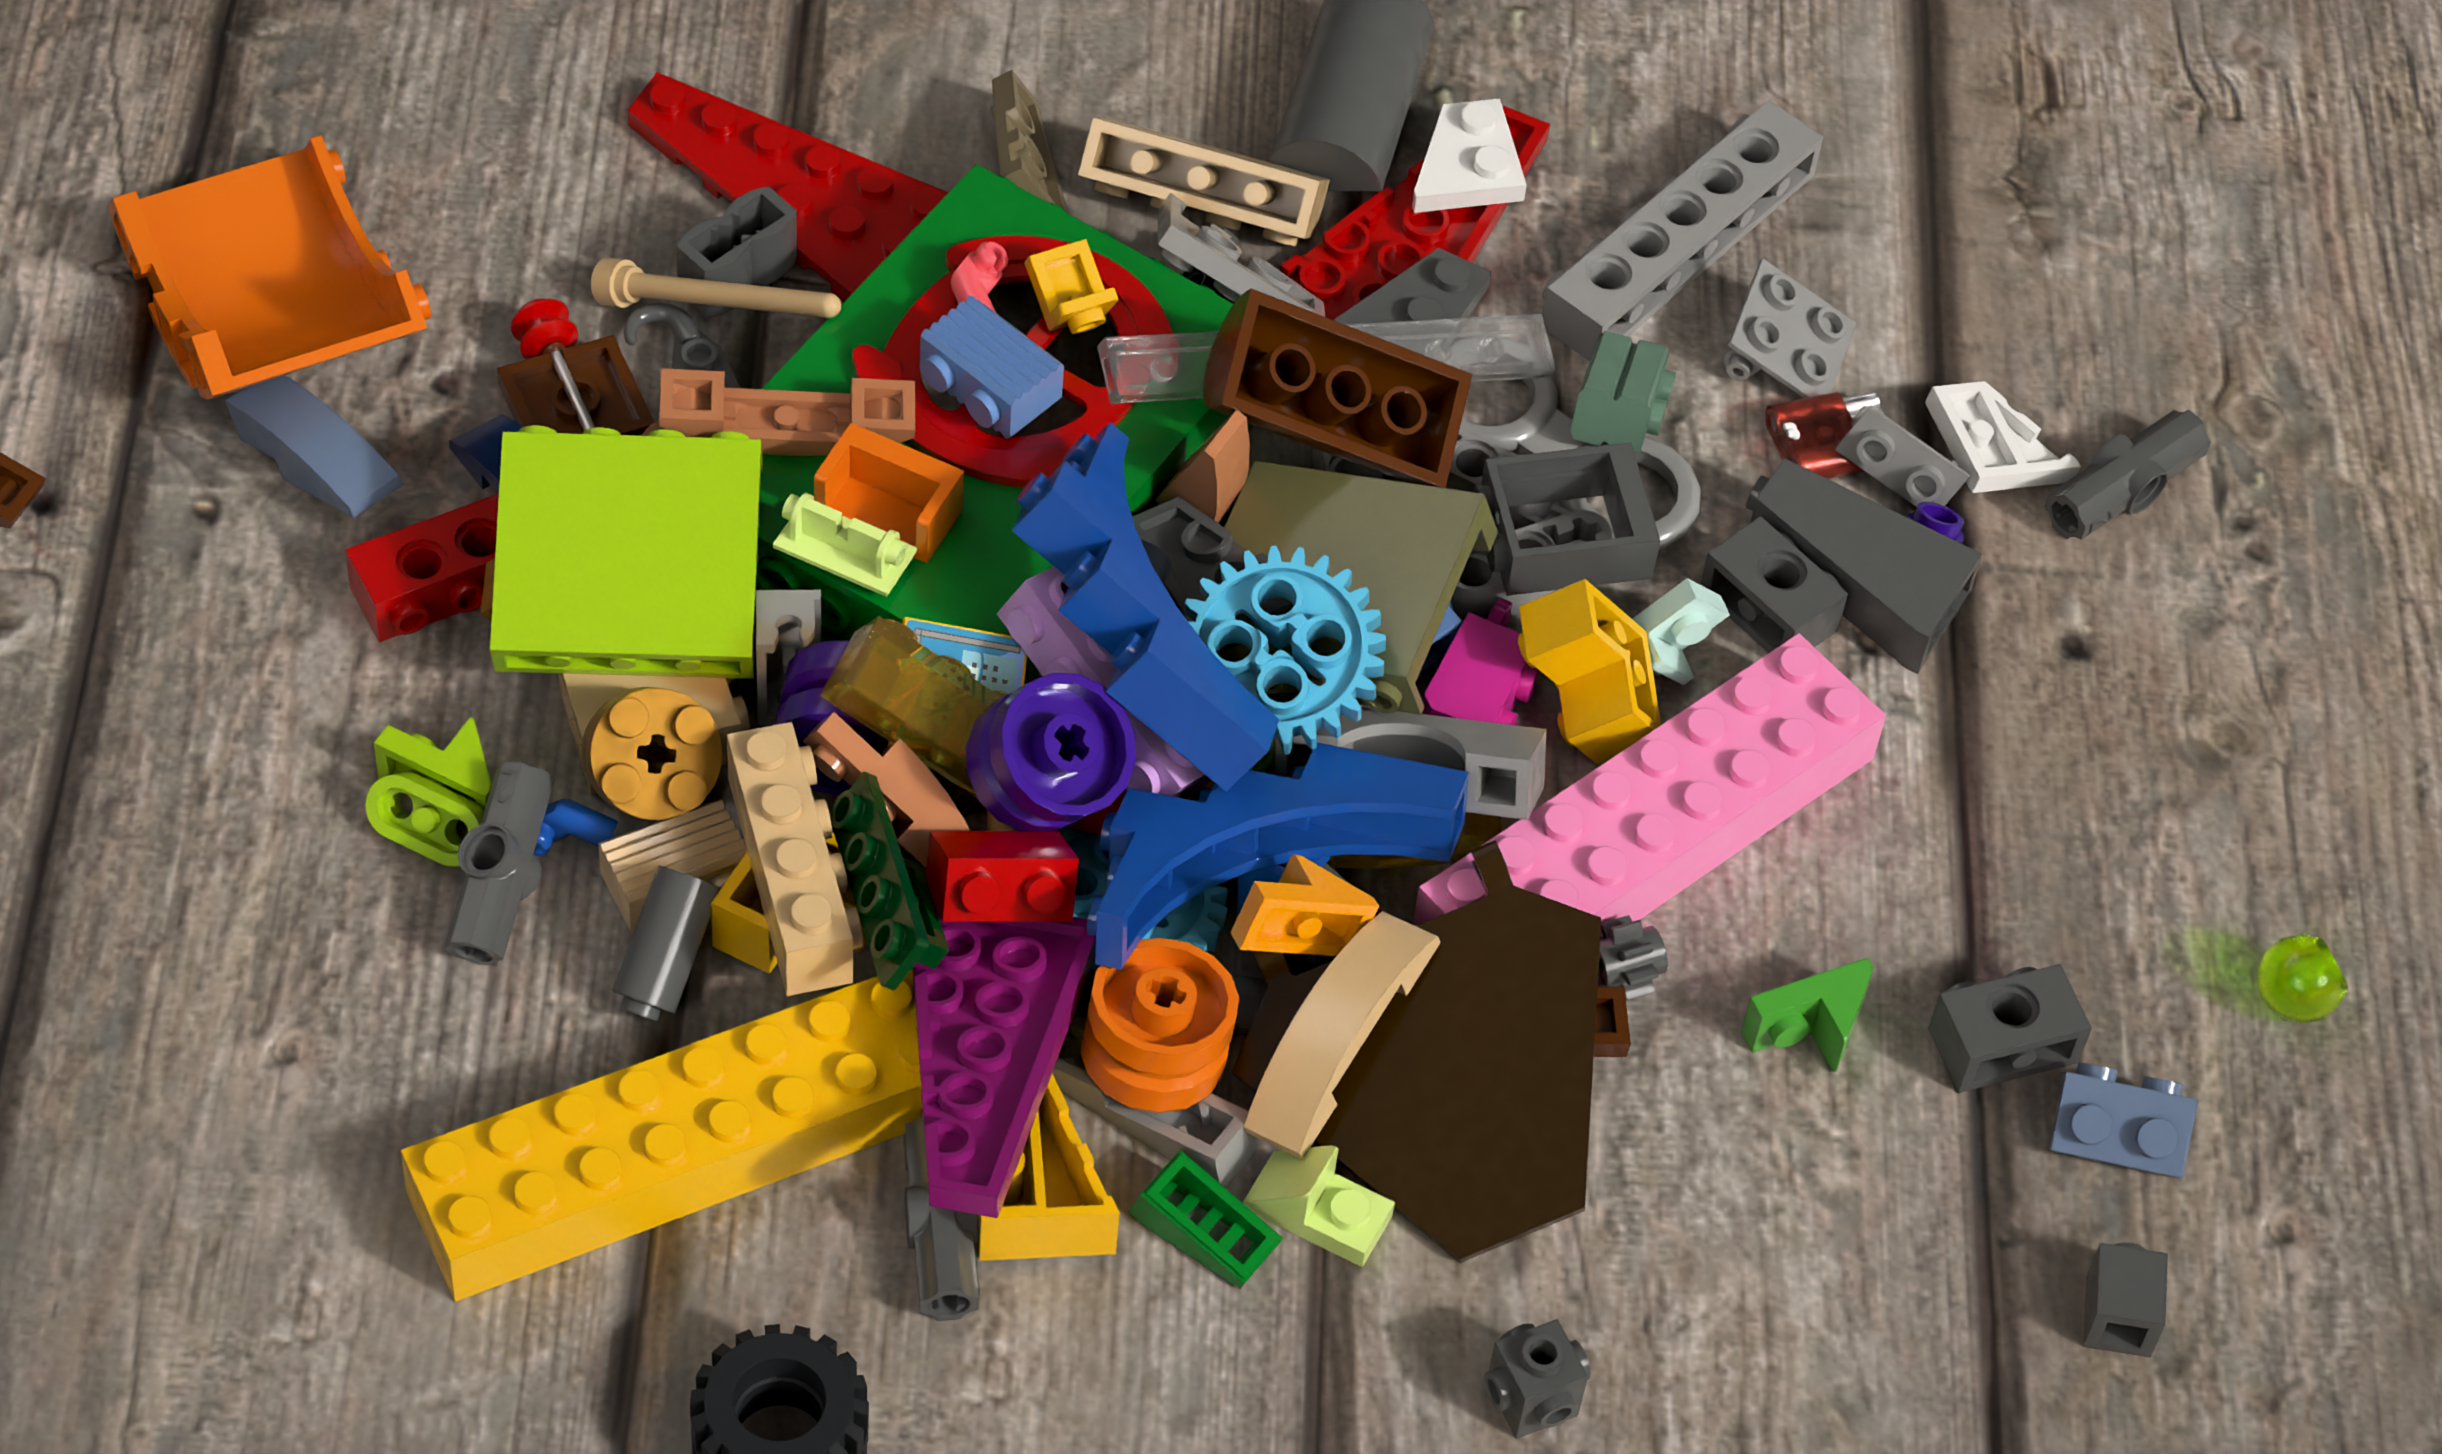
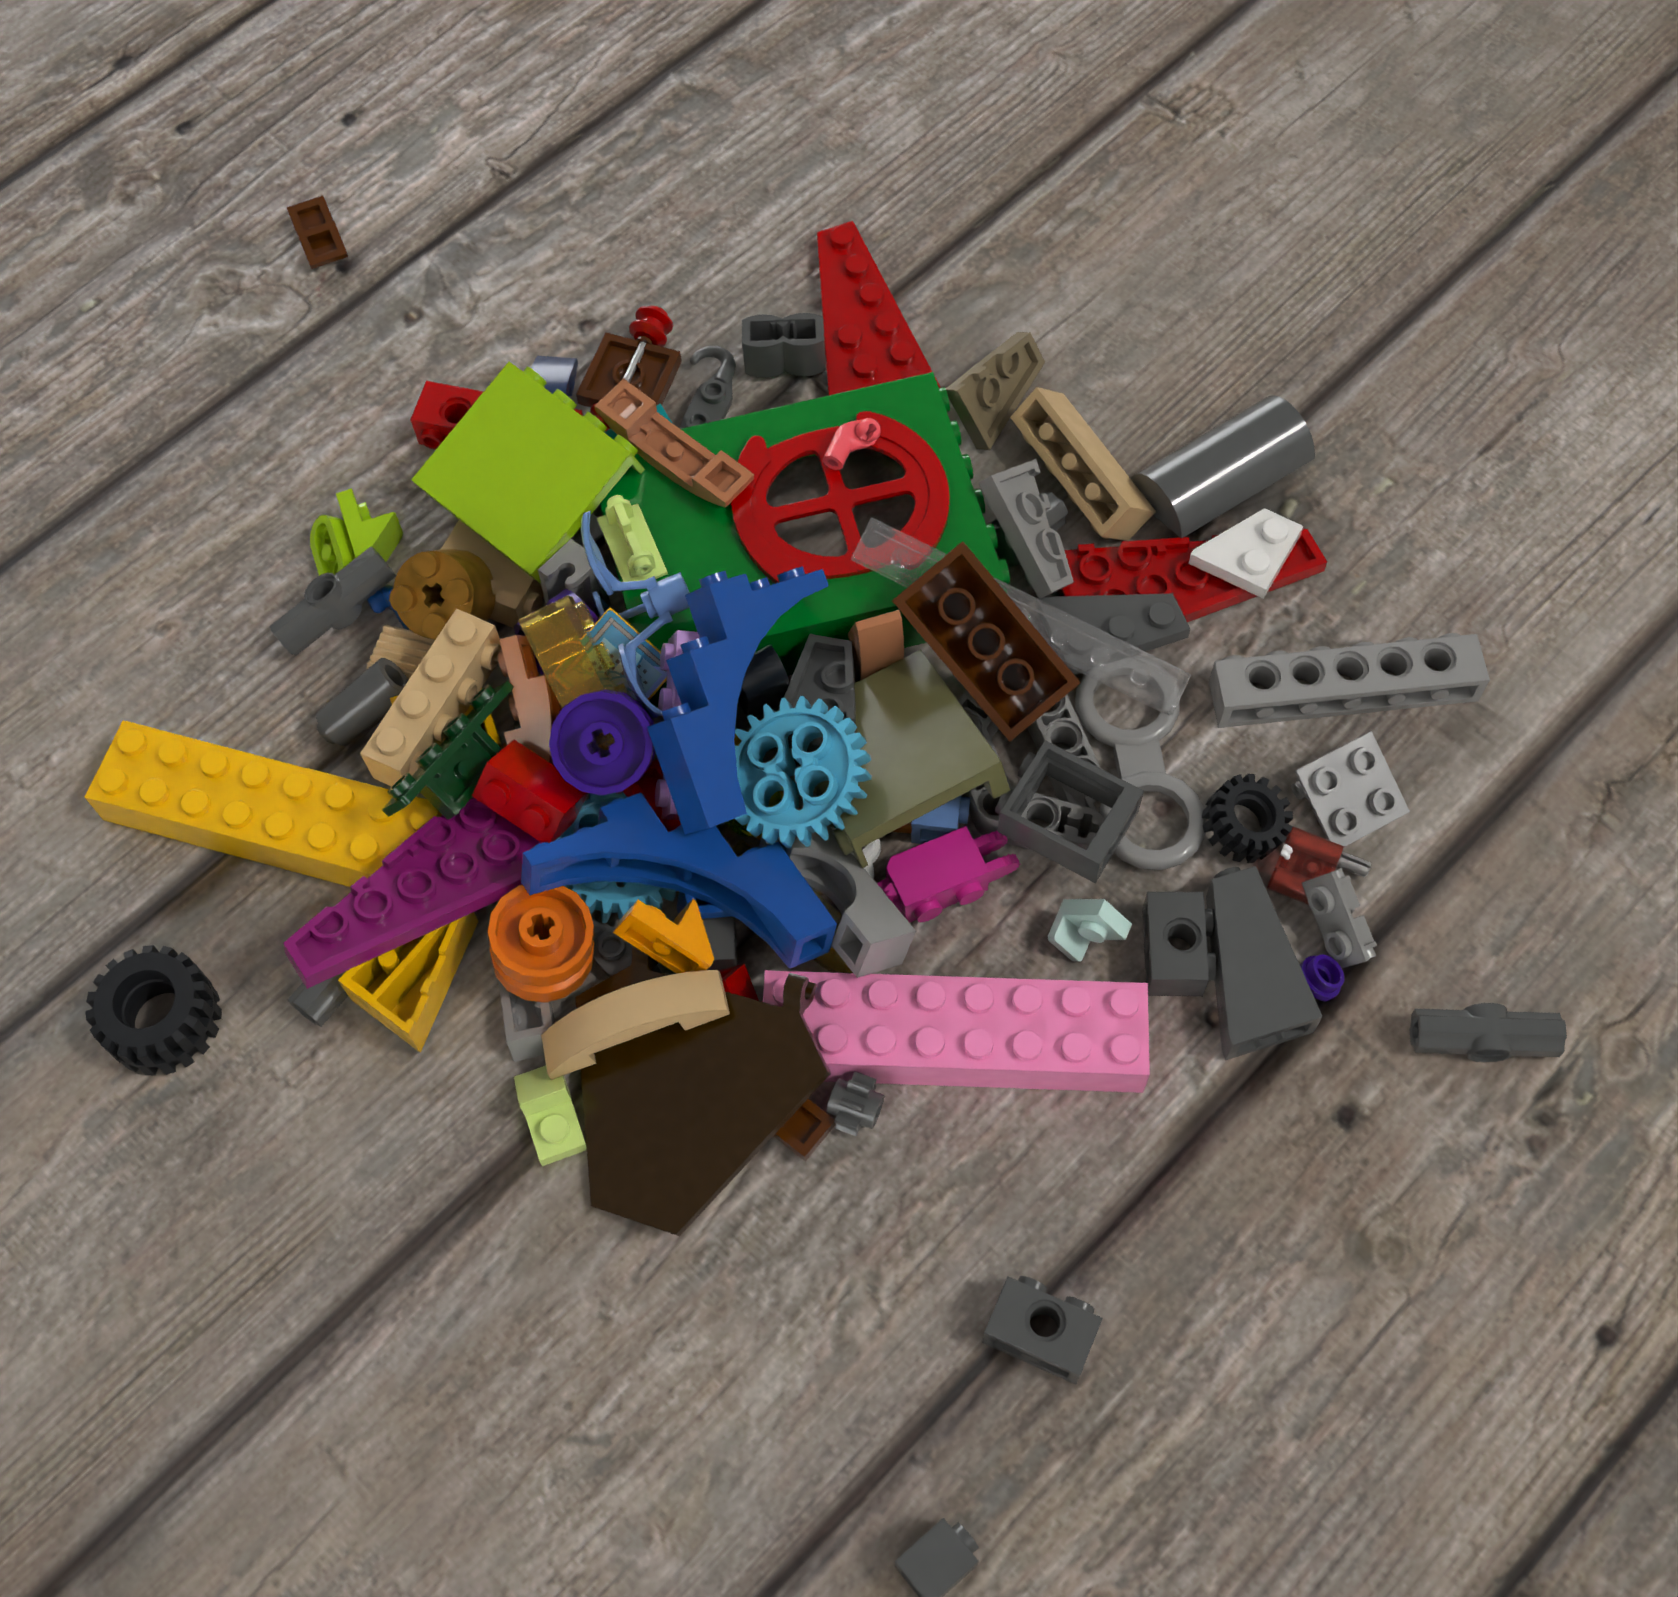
camera: 50 degrees right, 10 degrees up
(264, 272) = (541, 210): orange panel -> none
(312, 445) = (476, 315): sand blue slope -> none
(622, 283) = (716, 327): tan piece -> none
(891, 488) = (680, 528): orange panel -> none
(958, 570) = (661, 600): none -> medium blue plant
(989, 367) = (802, 491): medium blue brick -> none
(1070, 287) = (894, 475): yellow bracket -> none
(1175, 1227) = (472, 1035): green slope -> none
(1537, 1377) = (556, 1327): dark grey brick -> none
(1598, 666) = (1010, 914): yellow brick -> none
(1623, 392) = (1198, 756): sand green brick -> none
(1723, 424) = (1262, 803): none -> black tyre
(1815, 1005) = (948, 1226): bright green slope -> none
(1994, 440) = (1419, 949): white wing -> none
(2123, 1122) = (1056, 1446): sand blue bracket -> none
(2300, 979) = (1261, 1453): clear neon green piece -> none

